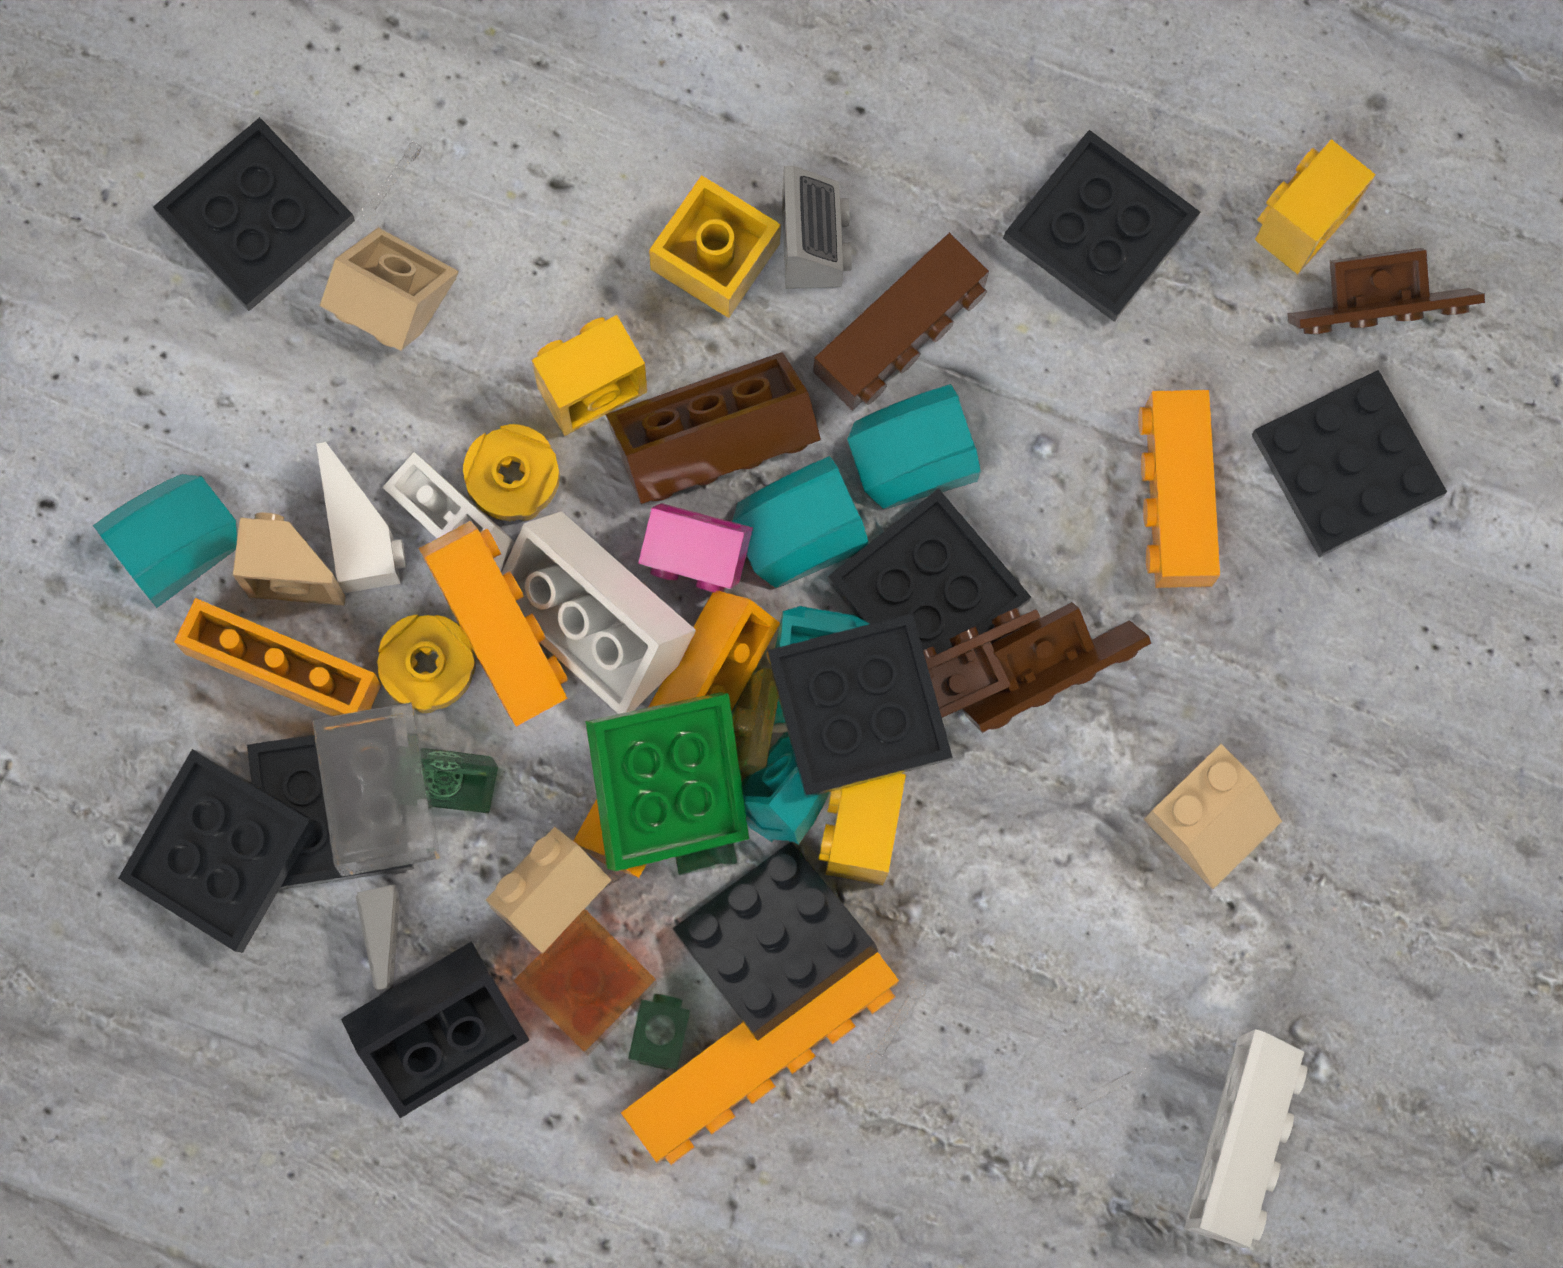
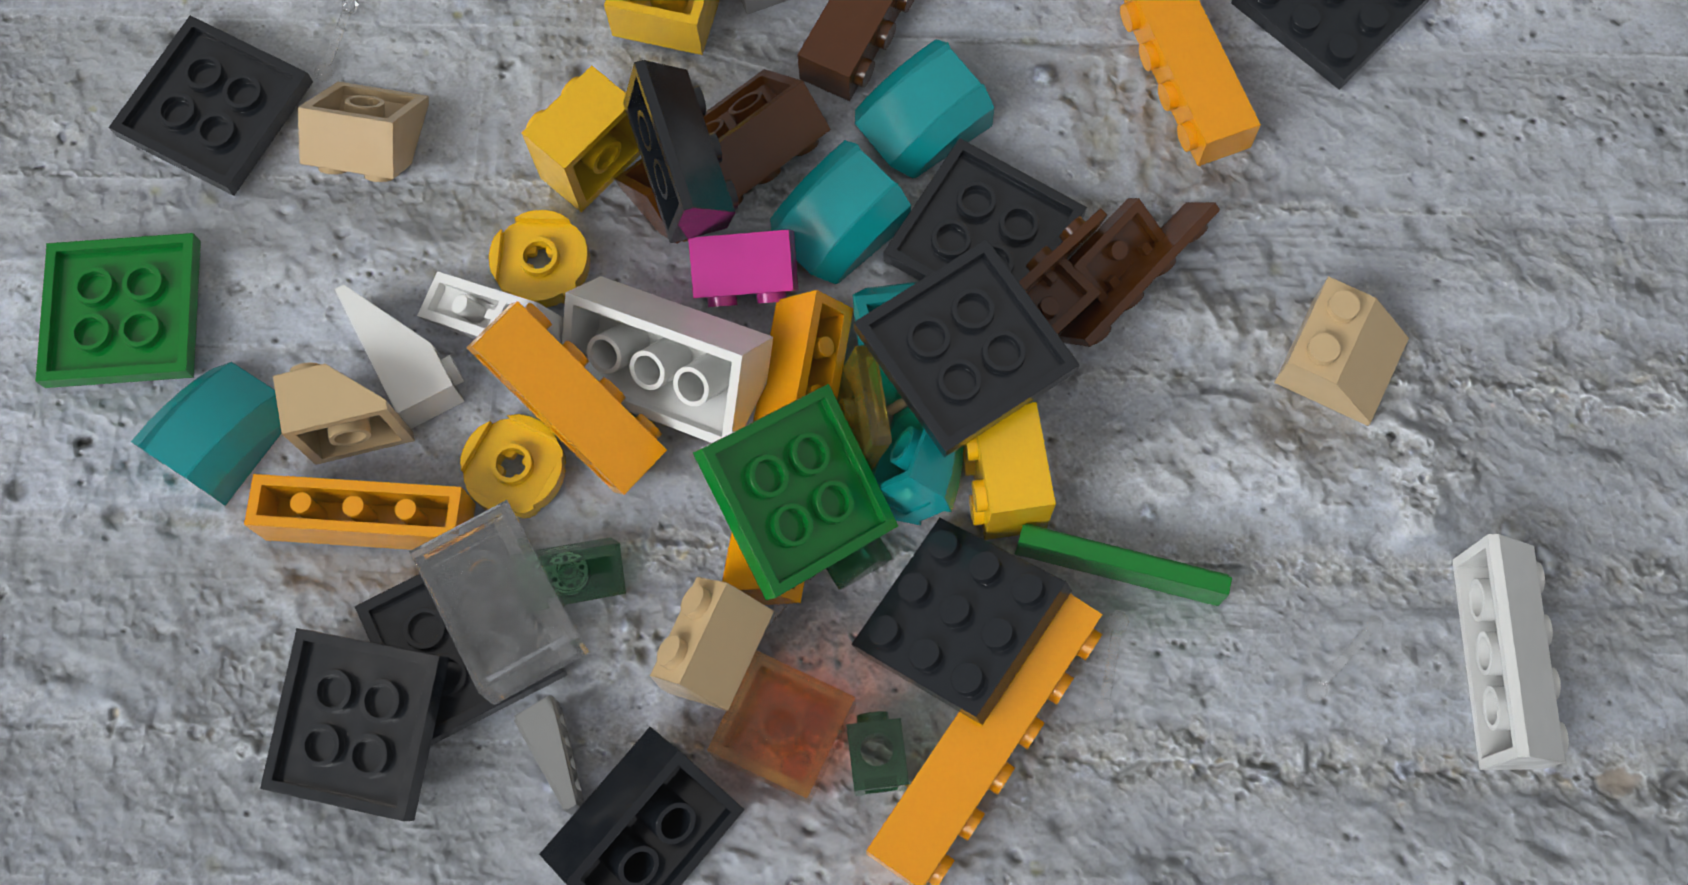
camera: 10 degrees left, 5 degrees down
(114, 391) = (119, 310): none -> green plate
(668, 432) = (678, 151): none -> black slope
(936, 940) = (1123, 565): none -> green tile

